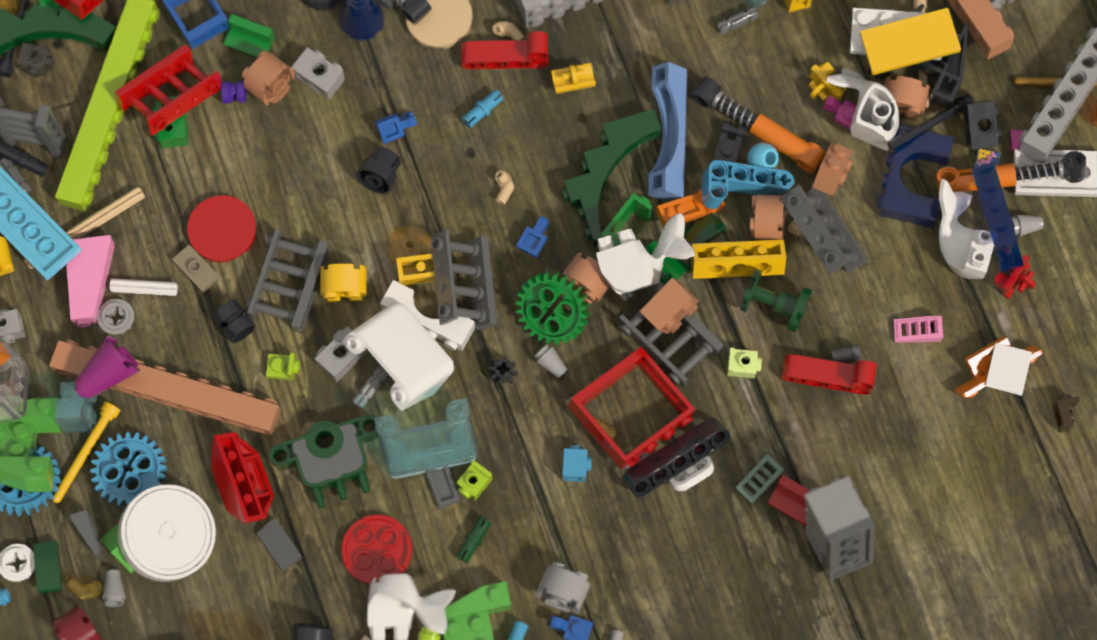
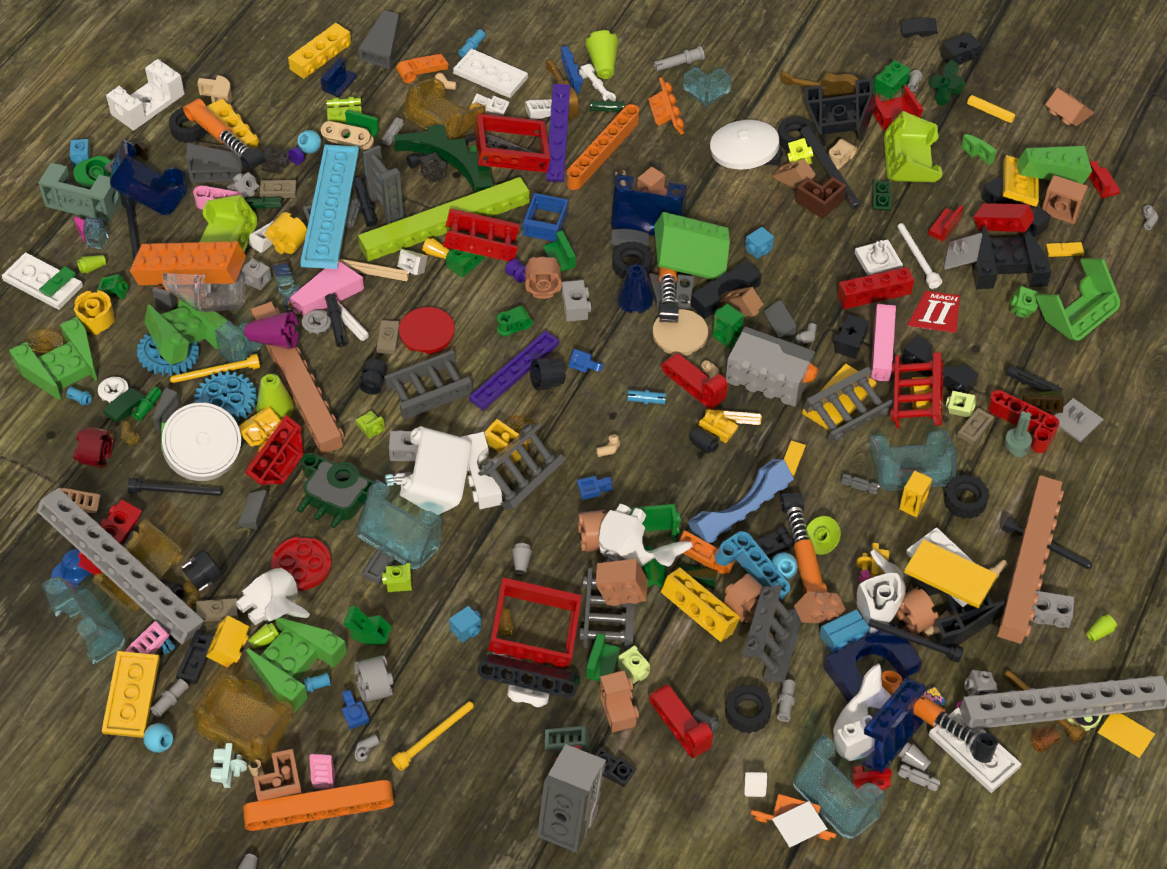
camera: 45 degrees right, 20 degrees down
(34, 304) = (282, 276): none -> leg
(64, 316) = (286, 296): none -> clear light blue tile
(65, 544) = (147, 404): none -> green axle
(113, 589) = (140, 448): light grey cone -> none
(132, 175) = (412, 261): none -> white slope
(134, 140) = (435, 248): none -> yellow cone
(136, 300) = (334, 313): none -> black pin
(154, 626) = (136, 485): none -> black piece
(179, 433) = (274, 393): none -> lime cone
(194, 465) = (259, 426): none -> yellow slope
(289, 145) = (515, 320): none -> green piece
(343, 282) = (454, 409): yellow brick -> none
(344, 193) = (513, 371): none -> dark purple plate
(473, 539) = (365, 607): dark green pin -> none
(499, 365) = (487, 537): black gear -> none
(504, 550) = (366, 629): none -> green brick
(535, 294) = (554, 526): green gear -> none
(574, 54) = (740, 417): none -> axle
(576, 103) = (704, 440): none -> black brick
(620, 139) = (680, 483): dark green arch -> none
(658, 627) = (402, 759): none -> yellow piece
(659, 46) = (794, 456): none -> yellow piece
(713, 383) = (602, 659): none -> green panel
(761, 85) = (818, 529): none -> lime dish
(768, 409) = (616, 701): none -> nougat brick
(784, 303) = (701, 659): dark green piece -> none
(819, 465) = (616, 769): none -> black slope
(866, 169) = (844, 630): none -> dark azure brick
(870, 293) = (752, 693): none -> black tyre
(885, 274) = (786, 700): none -> light grey pin
(918, 321) = (785, 754): bright pink slope -> none
(937, 368) = (755, 784): none -> white slope
(973, 113) = (950, 658): black brick -> none
(993, 318) = (841, 803): none -> clear light blue windscreen
(1015, 115) = (980, 683): none -> light grey brick
(1044, 237) = (919, 777): none -> light grey axle

